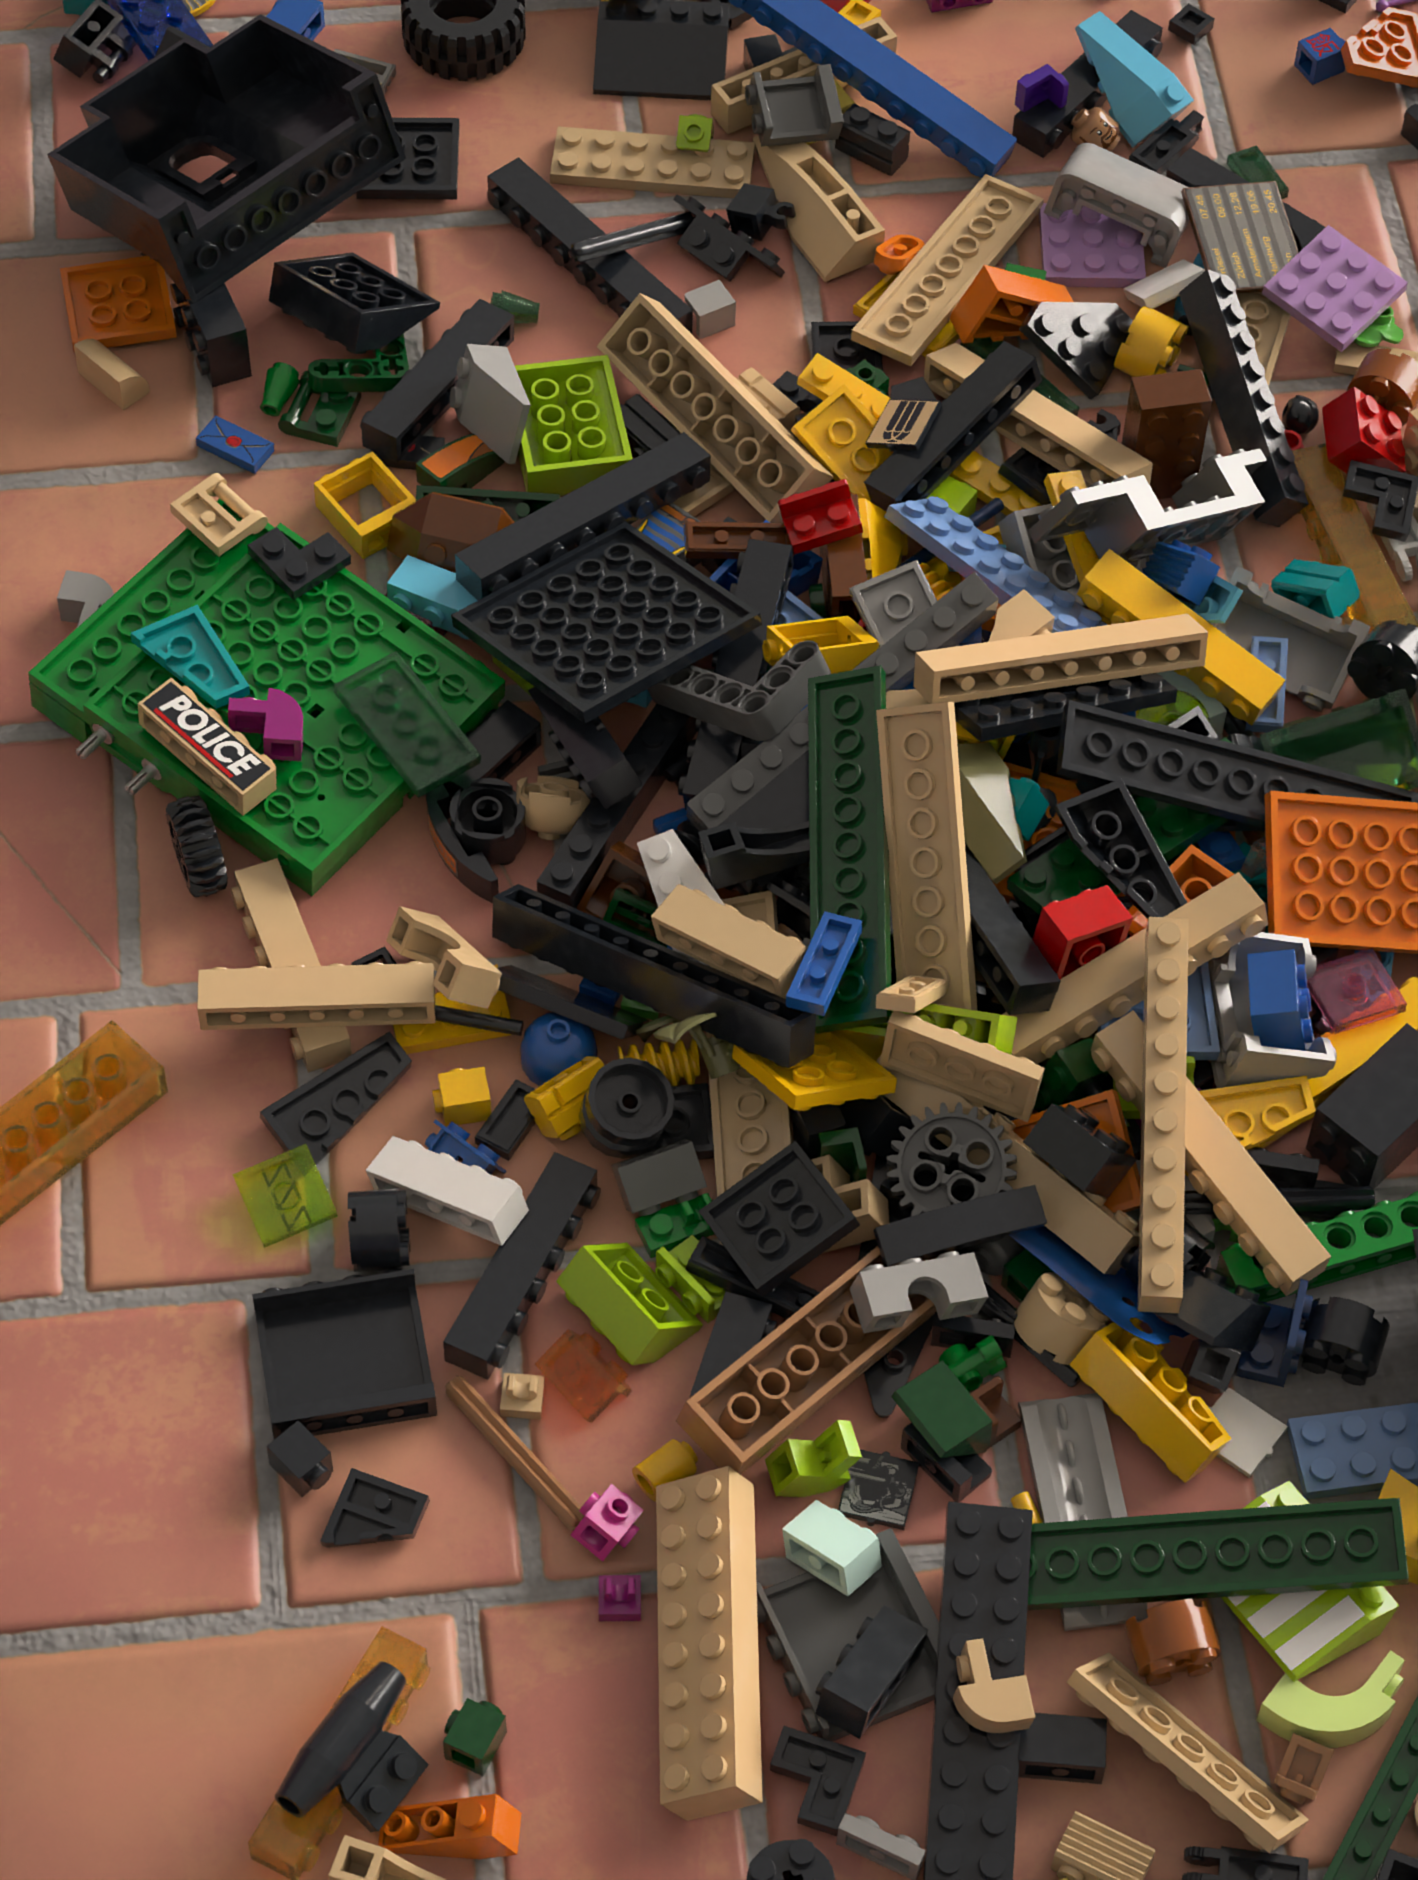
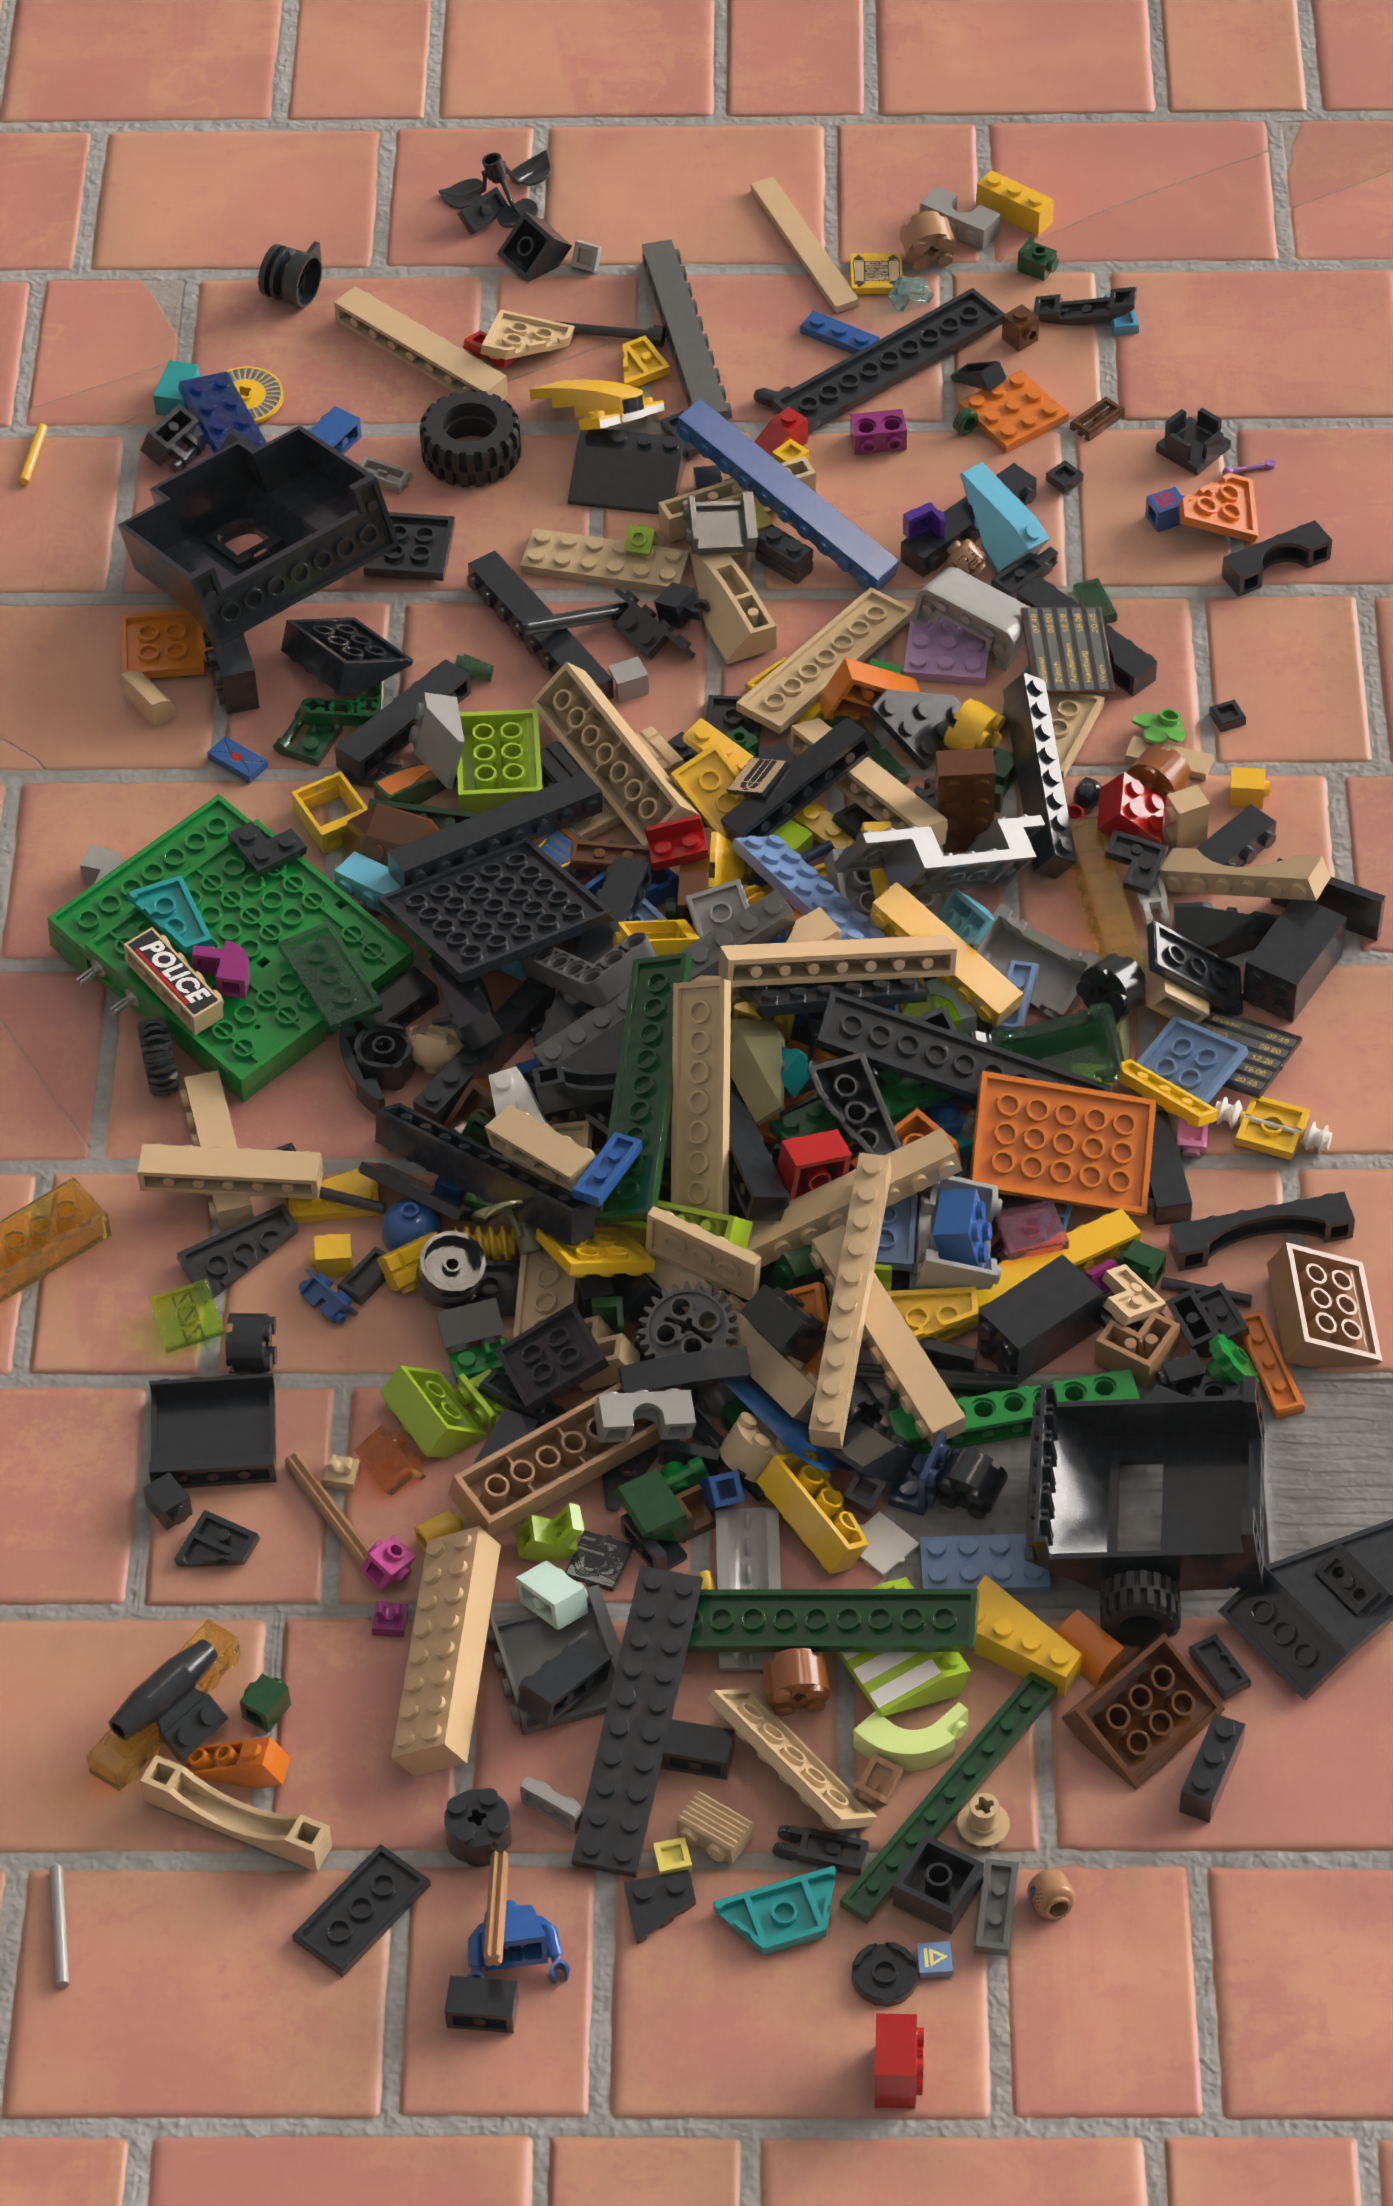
camera: 10 degrees right, 5 degrees down
(211, 521) = (204, 814): tan plate -> none
(279, 386) = (278, 717): green cone -> none
(450, 1189) = (309, 1319): white brick -> none
(460, 968) = (339, 1156): tan arch -> none
(521, 1266) = (356, 1379): black brick -> none
(827, 1768) = (522, 1751): black plate -> none
(897, 253) = (785, 644): orange plate -> none
(911, 994) = (672, 1197): tan tile -> none
(989, 1703) = (646, 1707): tan brick -> none
(1027, 1378) = (722, 1489): none -> blue brick
(1163, 284) = (993, 684): white tile -> none
(1182, 570) = (954, 904): blue brick -> none
(1318, 586) = (1070, 926): teal brick -> none
(1334, 288) = (1133, 695): lavender plate -> none

